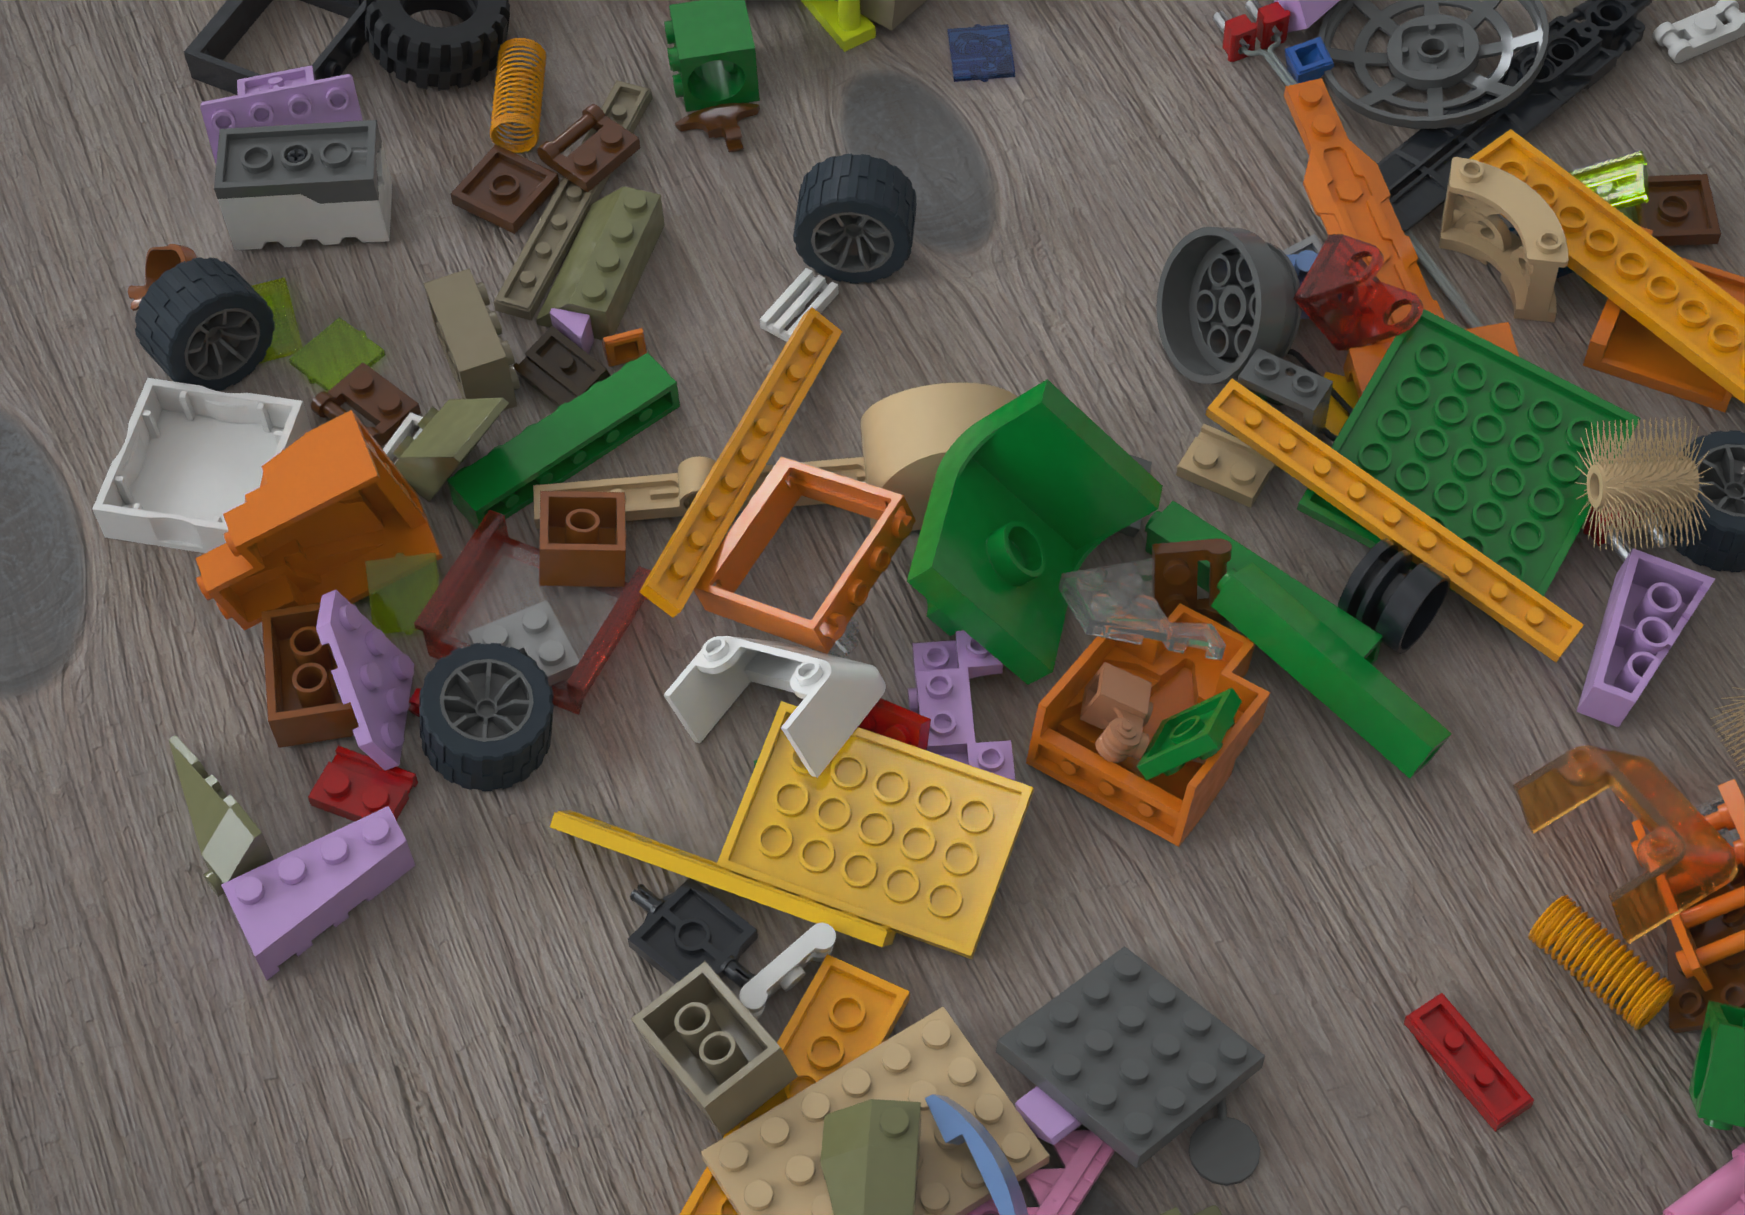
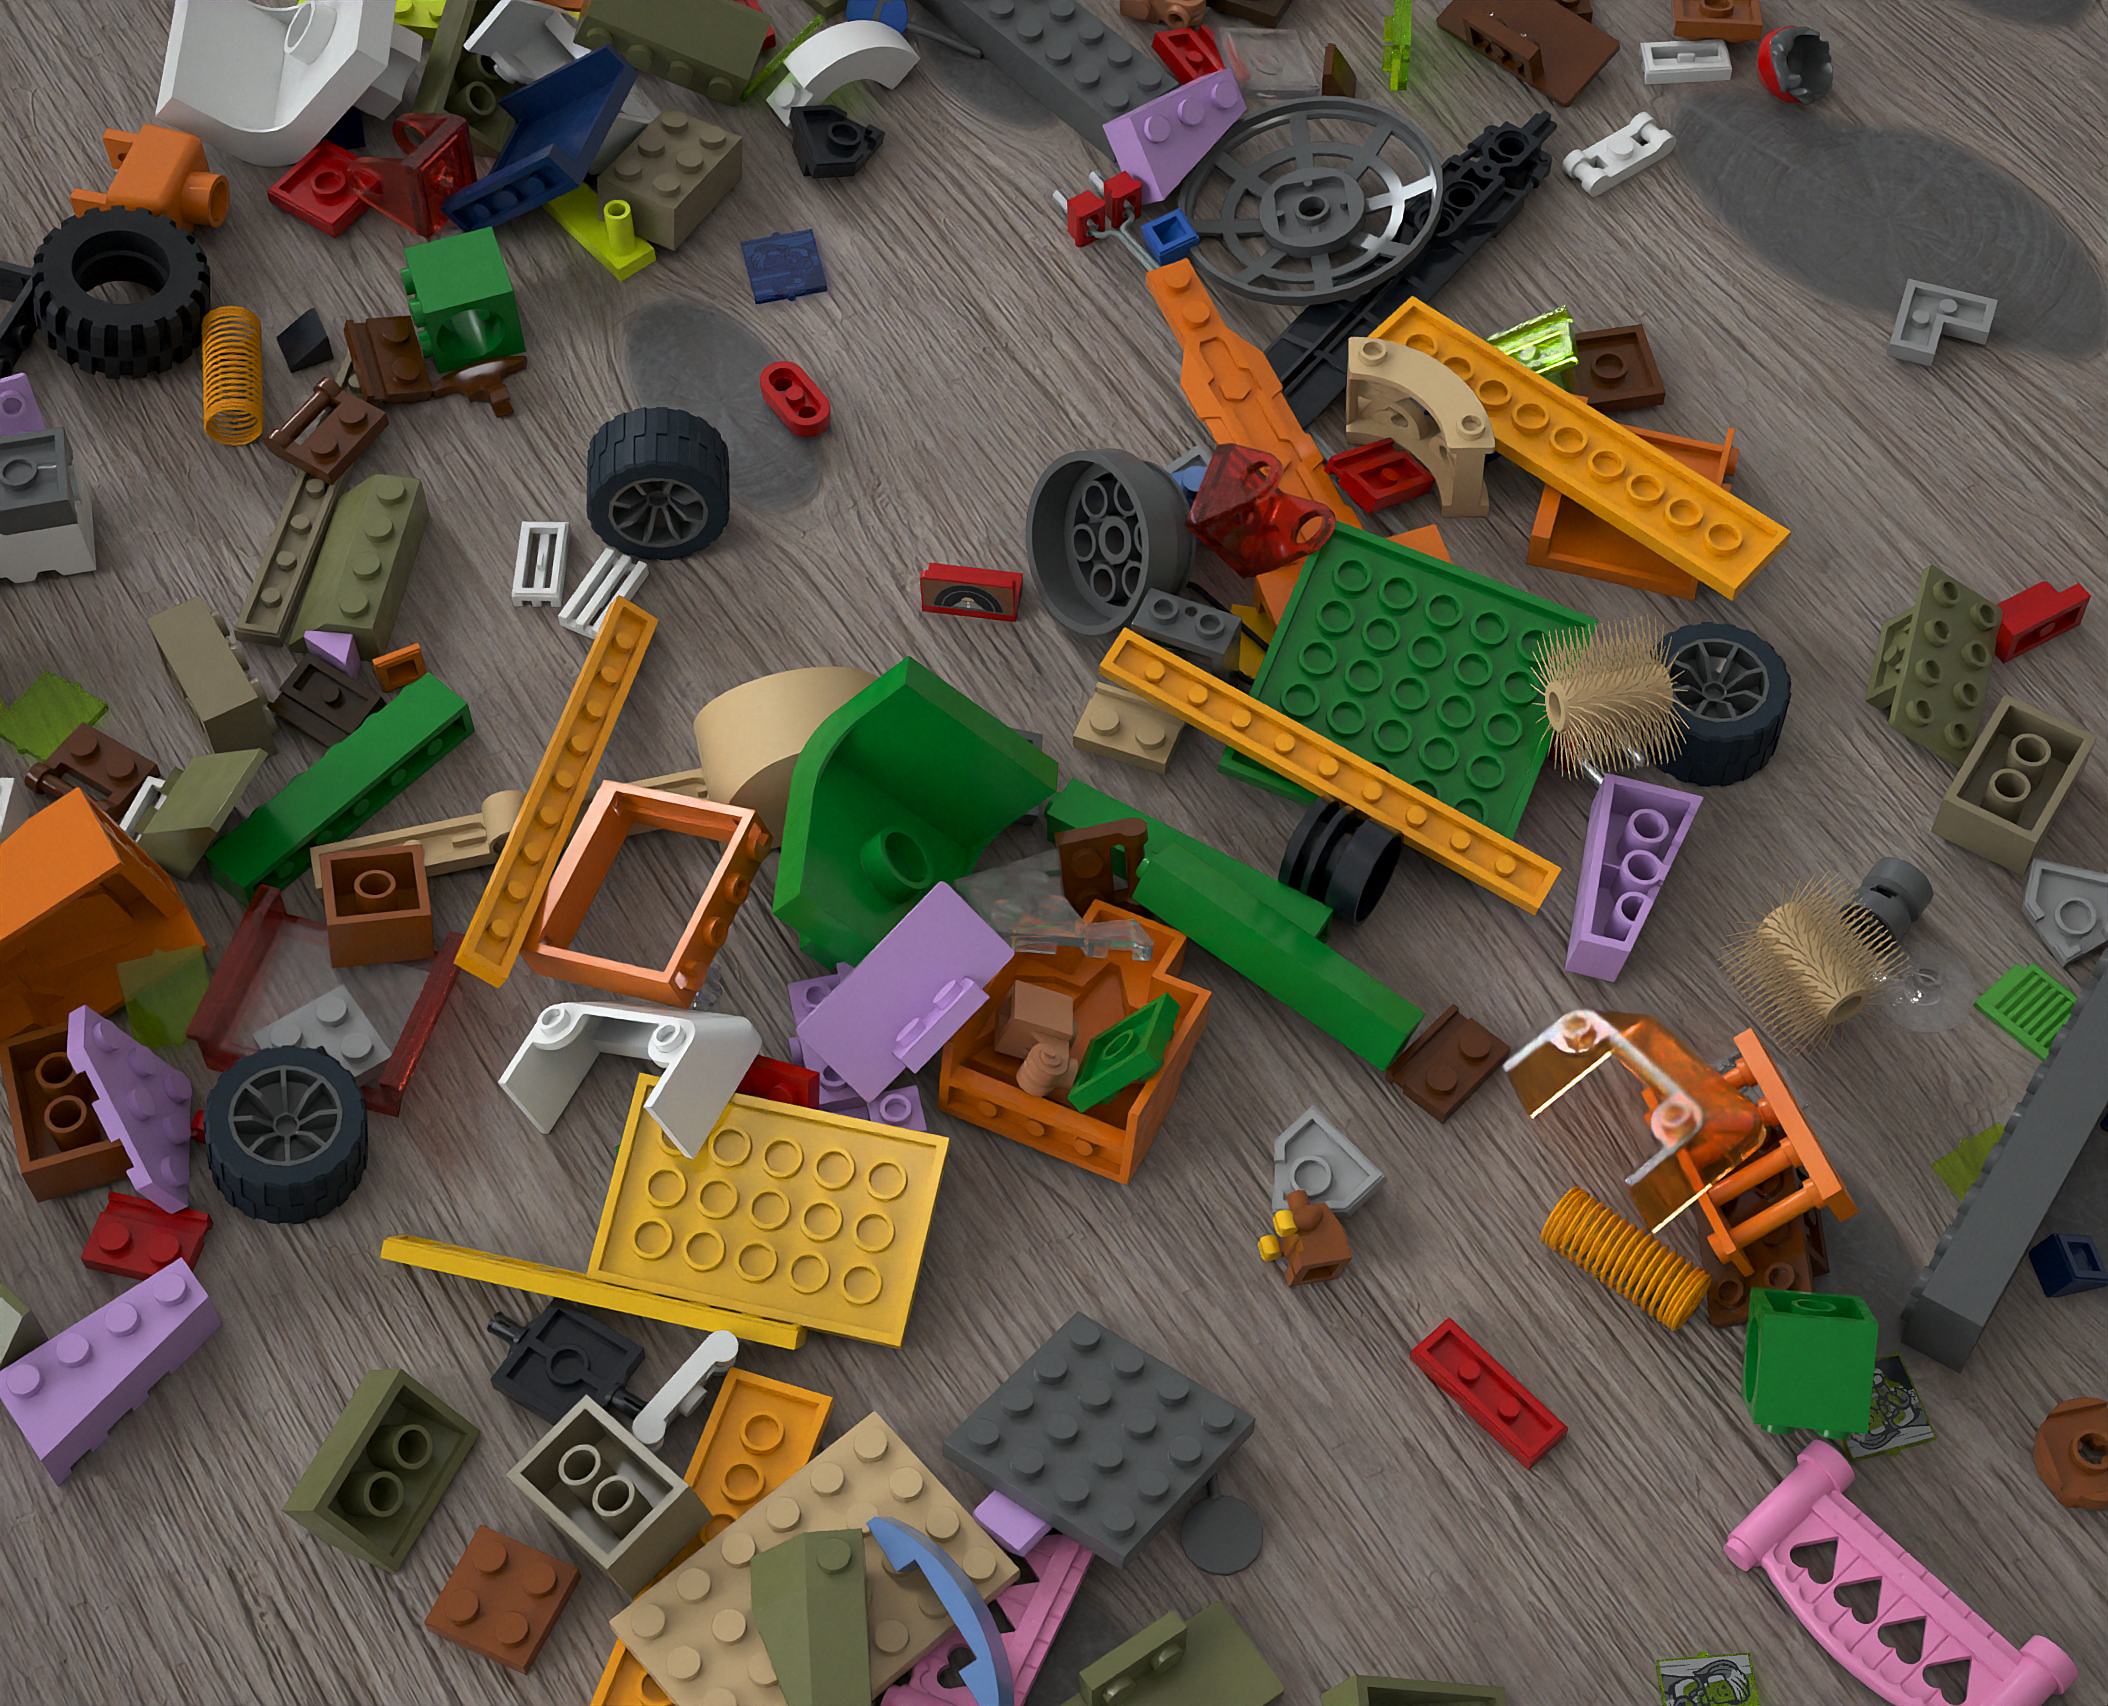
camera: 10 degrees left, 0 degrees up
(505, 189) = (230, 491): reddish brown plate -> none
(530, 1001) = (382, 1469): none -> olive slope
(580, 74) = (305, 342): none -> black slope
(616, 1122) = (503, 1599): none -> dark orange plate
(646, 96) = (388, 360): none -> reddish brown plate
(746, 298) = (539, 592): none -> white tile
(983, 168) = (802, 405): none -> red plate
(1012, 662) = (907, 993): none -> lavender bracket
(1105, 337) = (971, 592): none -> panel
(1330, 913) = (1310, 1242): none -> dark orange piece
(1345, 855) = (1325, 1164): none -> light grey plate
(1465, 277) = (1379, 475): none -> red plate
(1465, 778) = (1447, 1064): none -> reddish brown plate

